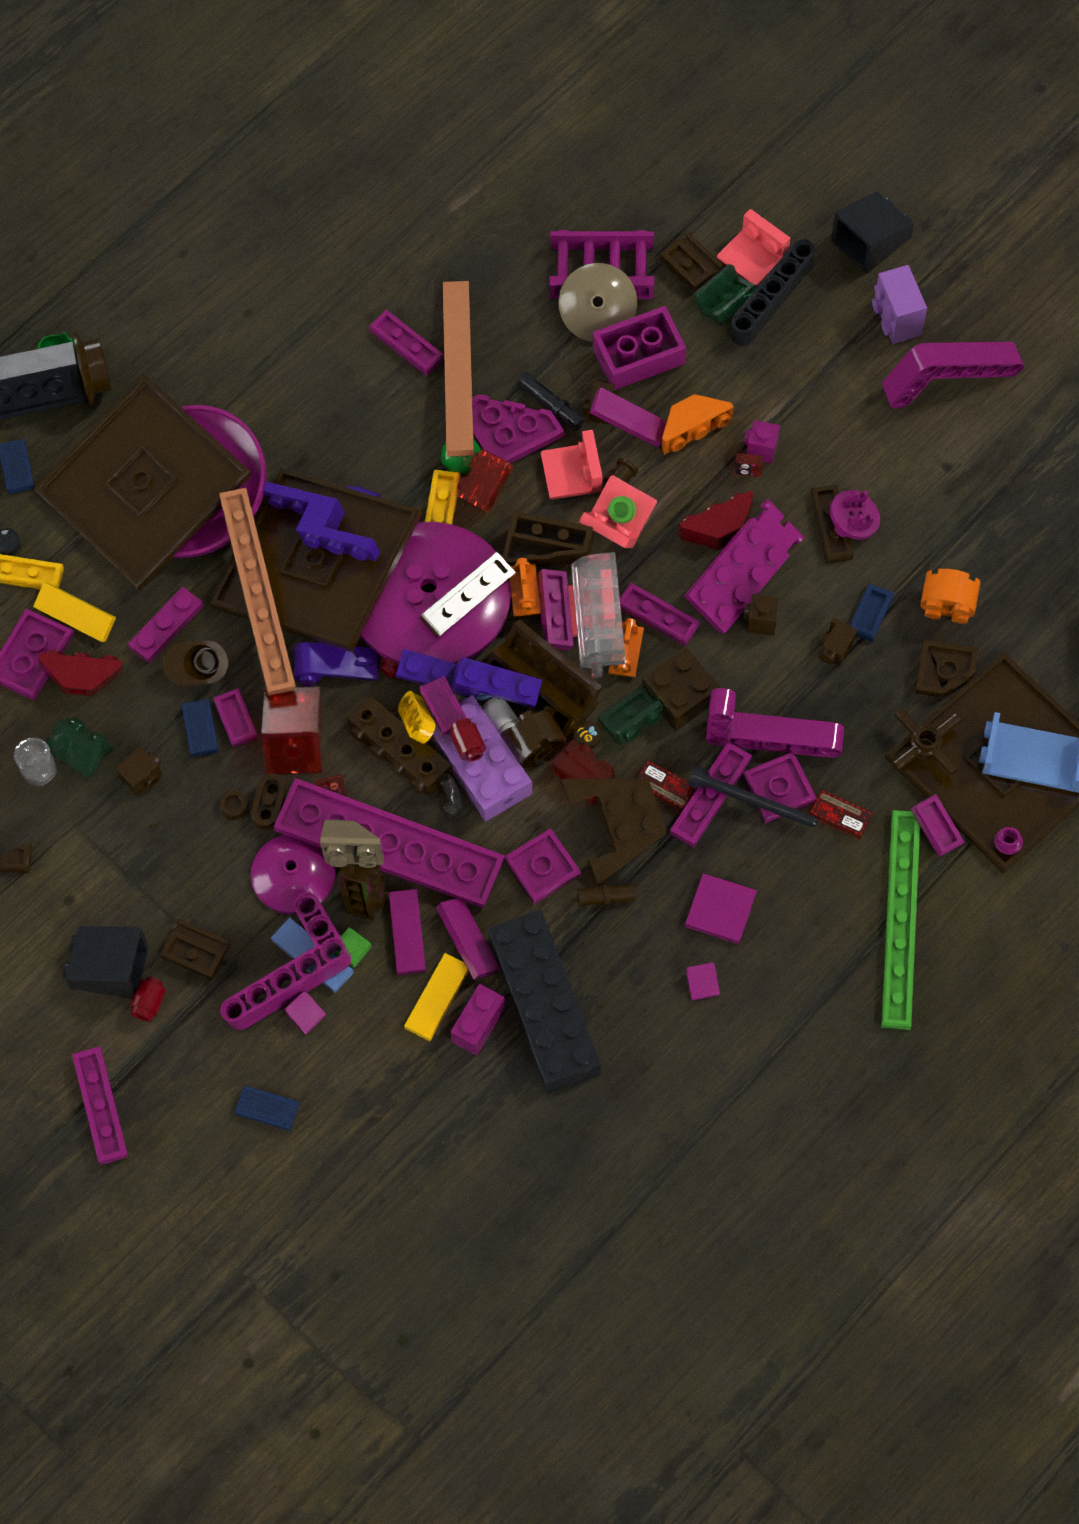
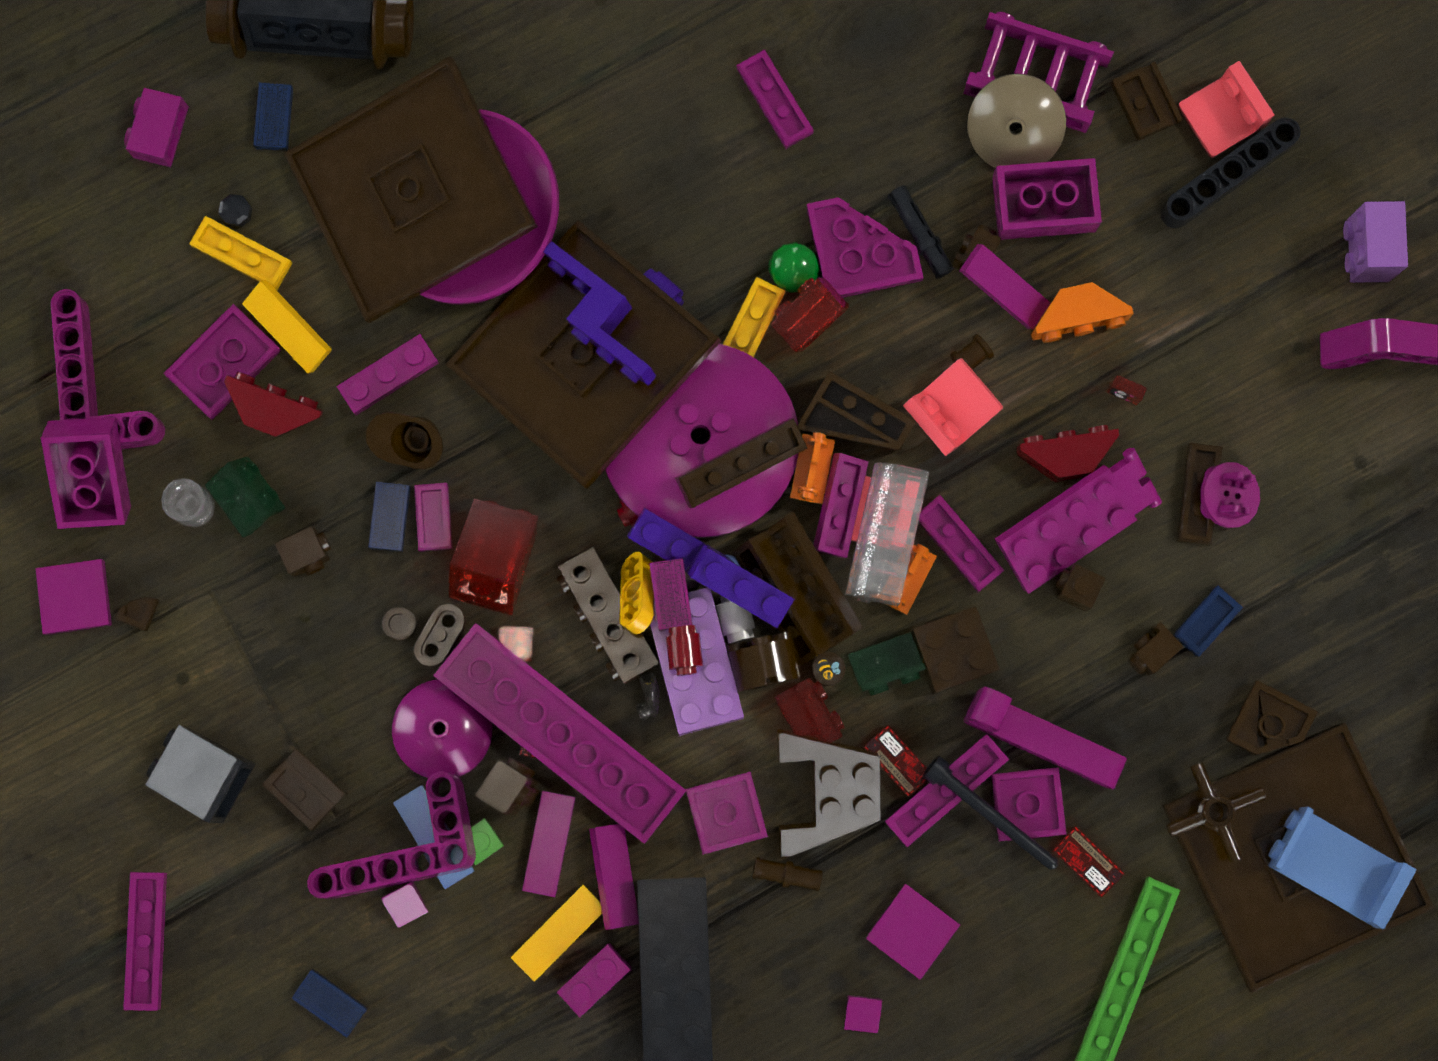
camera: 15 degrees right, 15 degrees up
(147, 999) = (233, 832): dark red brick -> none
(257, 592) = (499, 378): nougat plate -> none
(320, 660) = (547, 481): dark purple door -> none
(350, 844) = (495, 765): dark tan slope -> none
(458, 369) = (823, 157): nougat tile -> none
(573, 469) = (918, 329): coral bracket -> none
(622, 509) = (958, 404): bright green tile -> none
(723, 294) = (1171, 159): clear green bracket -> none
(762, 440) = (1152, 365): magenta brick -> none
(870, 230) = (1376, 129): black slope -> none
(937, 825) = (1193, 913): magenta tile -> none
(950, 595) = (1308, 637): orange brick -> none
(1008, 835) = (1277, 957): magenta plate -> none

